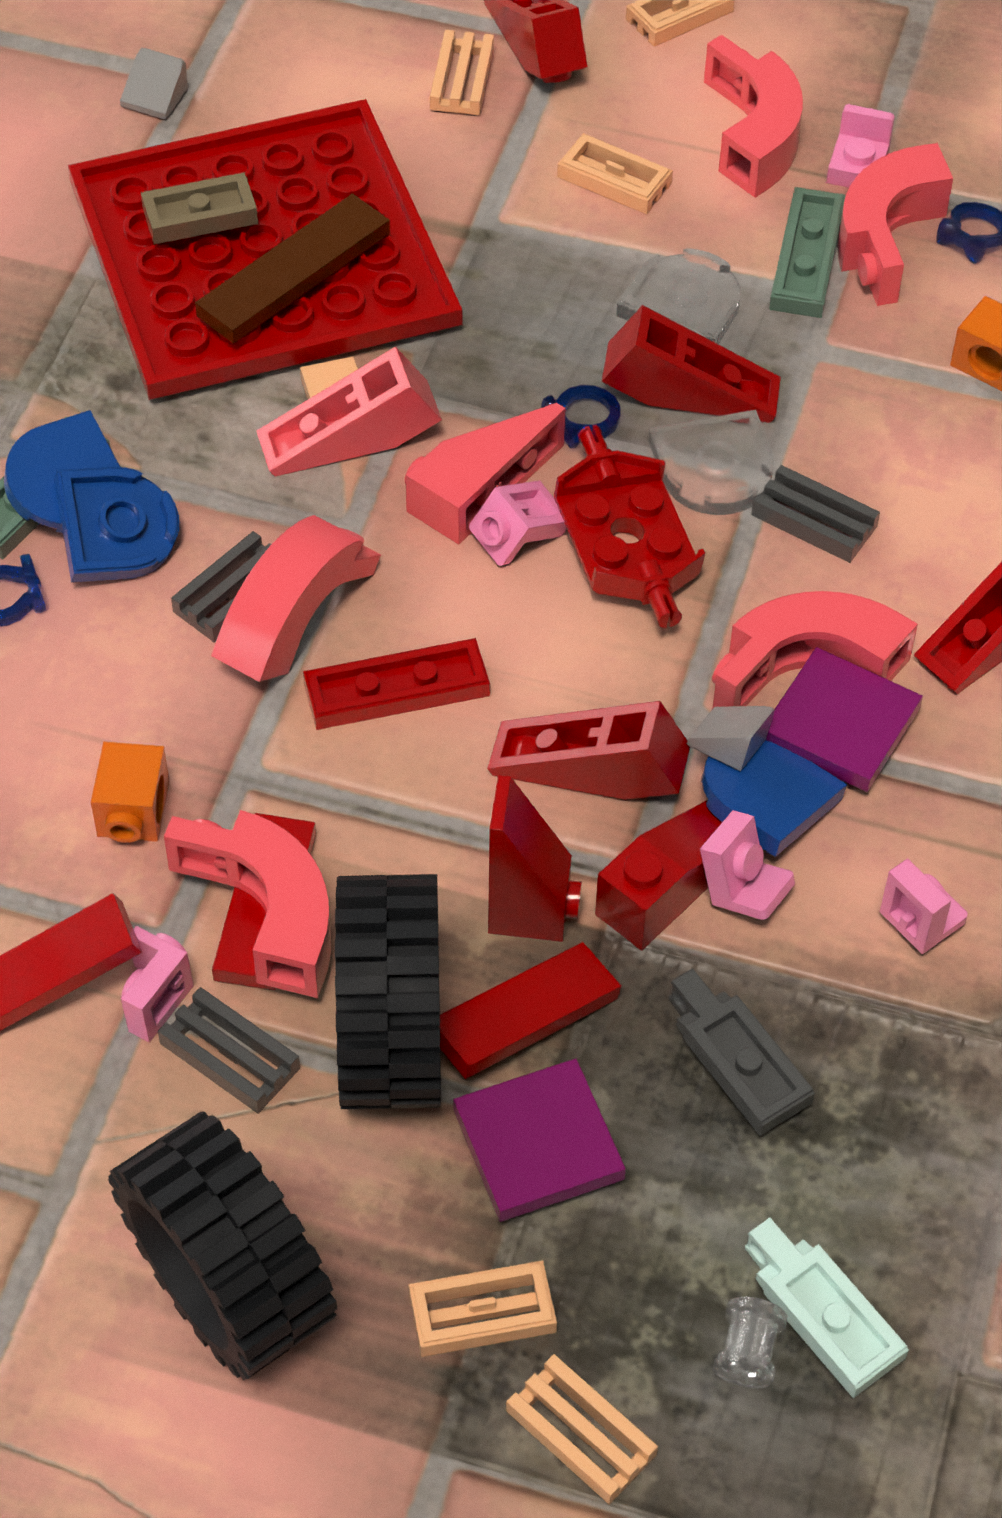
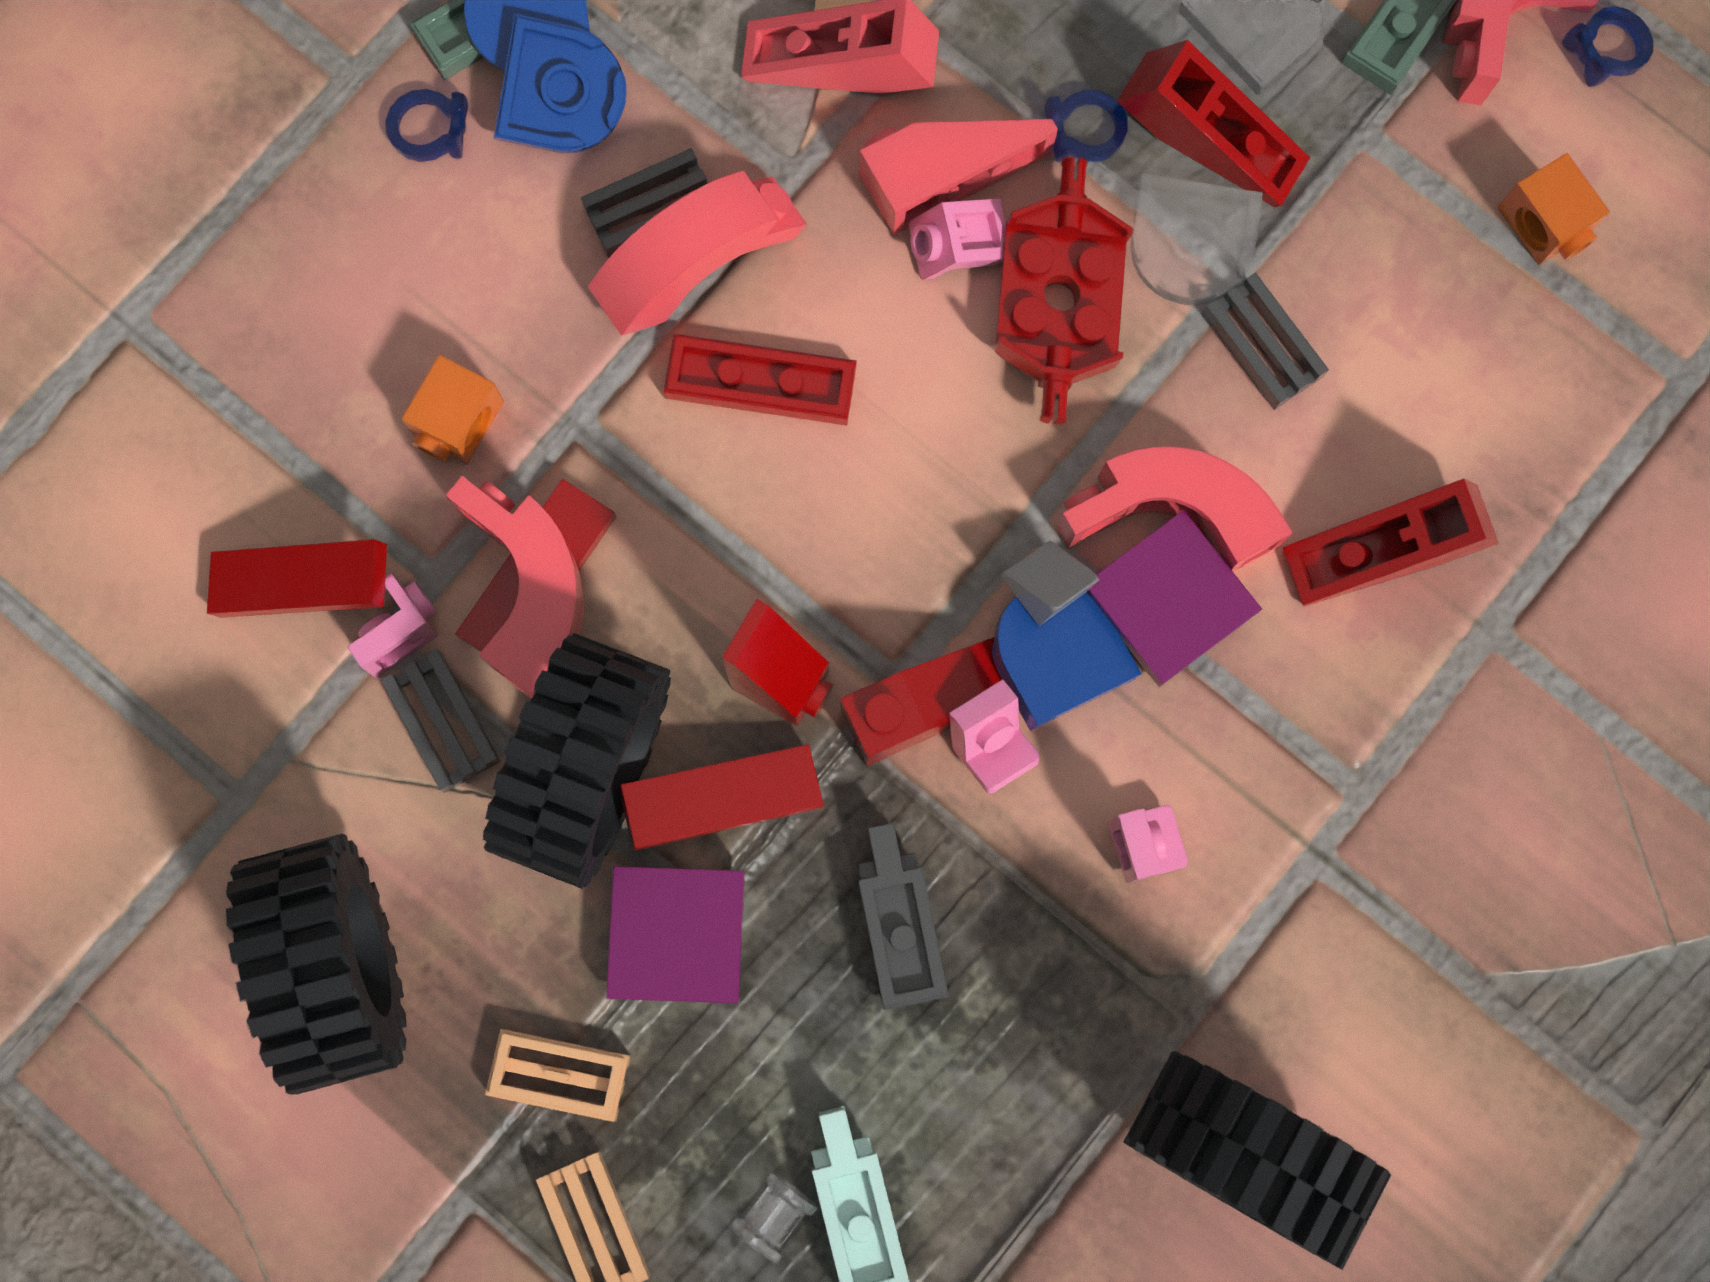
camera: 20 degrees right, 25 degrees up
(596, 751) = (910, 541): red slope -> none

